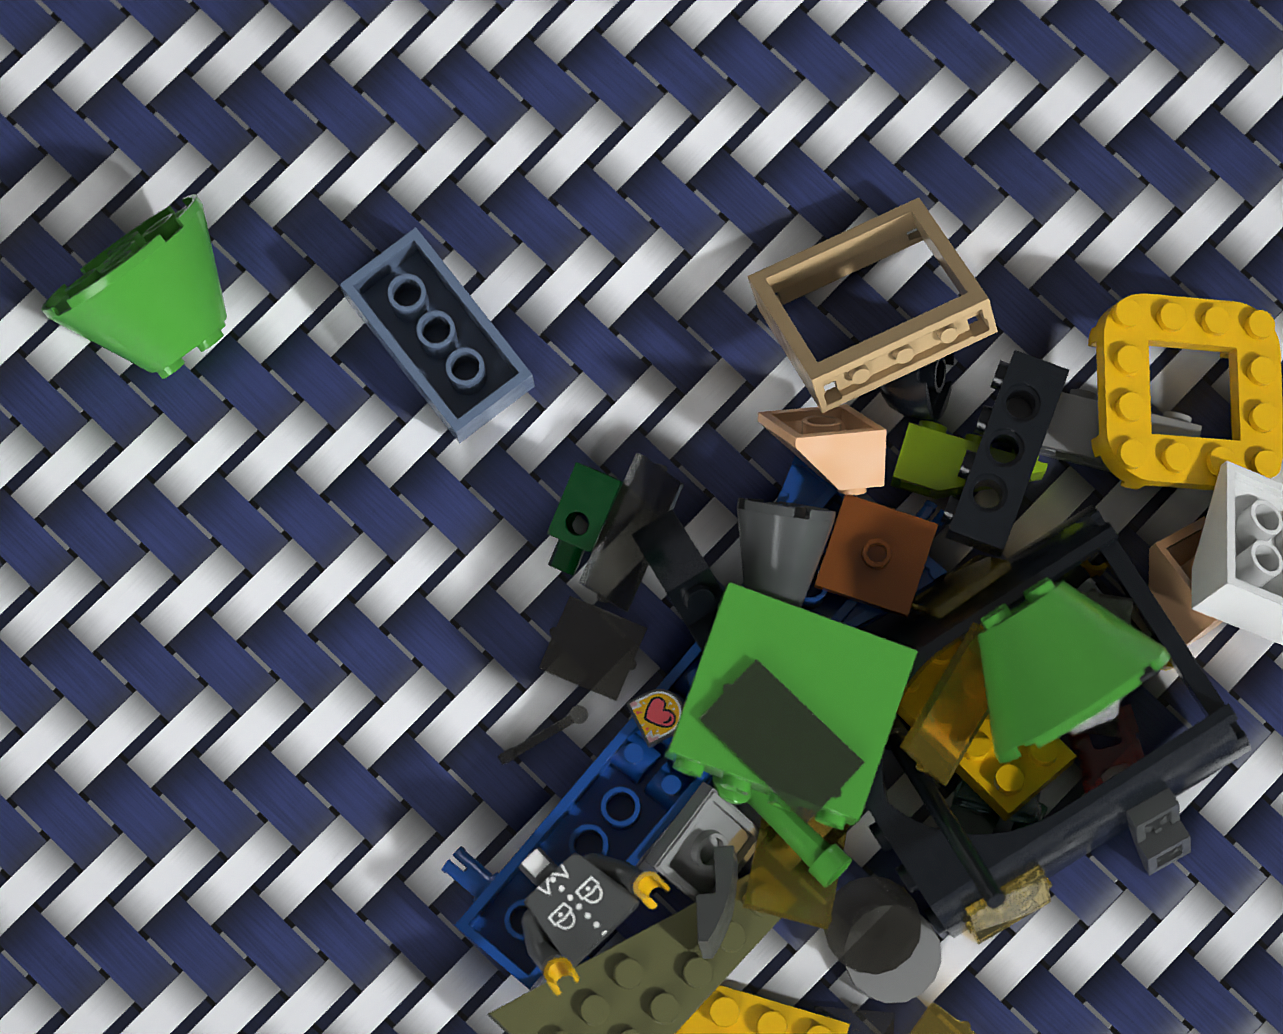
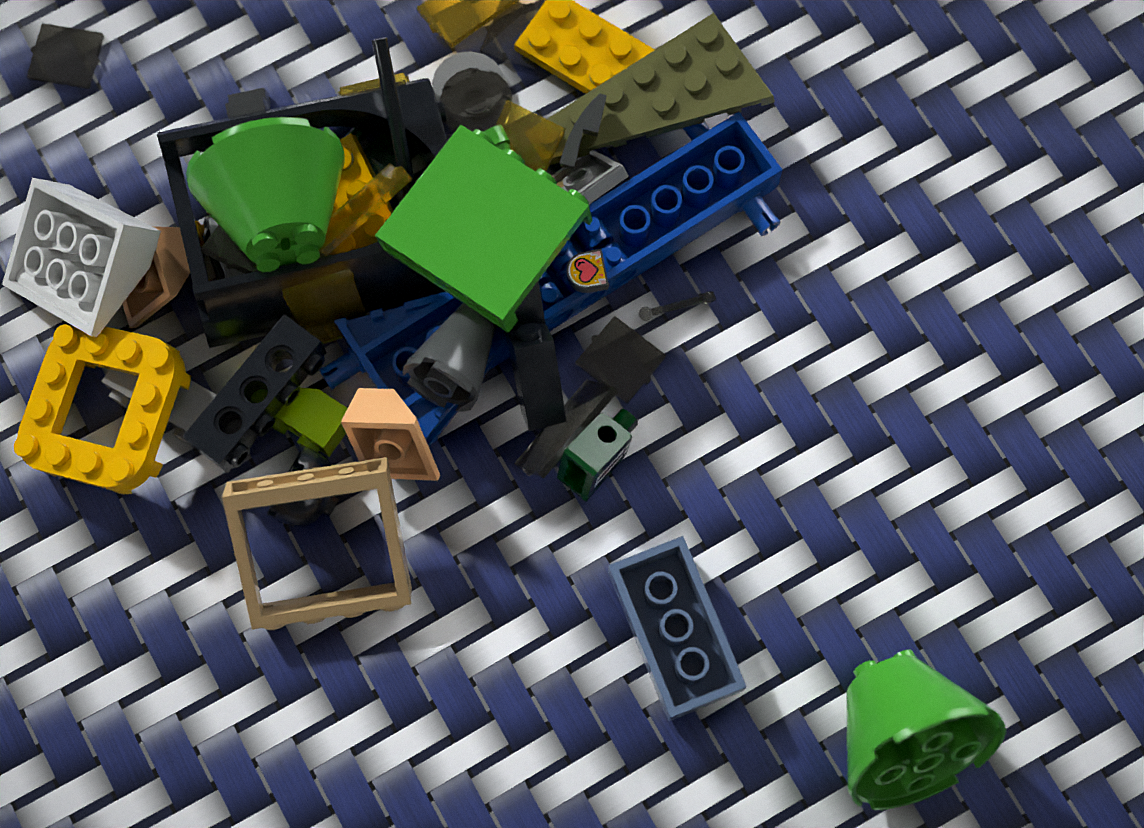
camera: 165 degrees left, 5 degrees down
(578, 907) = (687, 145): dark grey torso -> none
(781, 741) = (500, 191): clear smoke piece -> none
(876, 555) = (380, 342): dark orange plate -> none

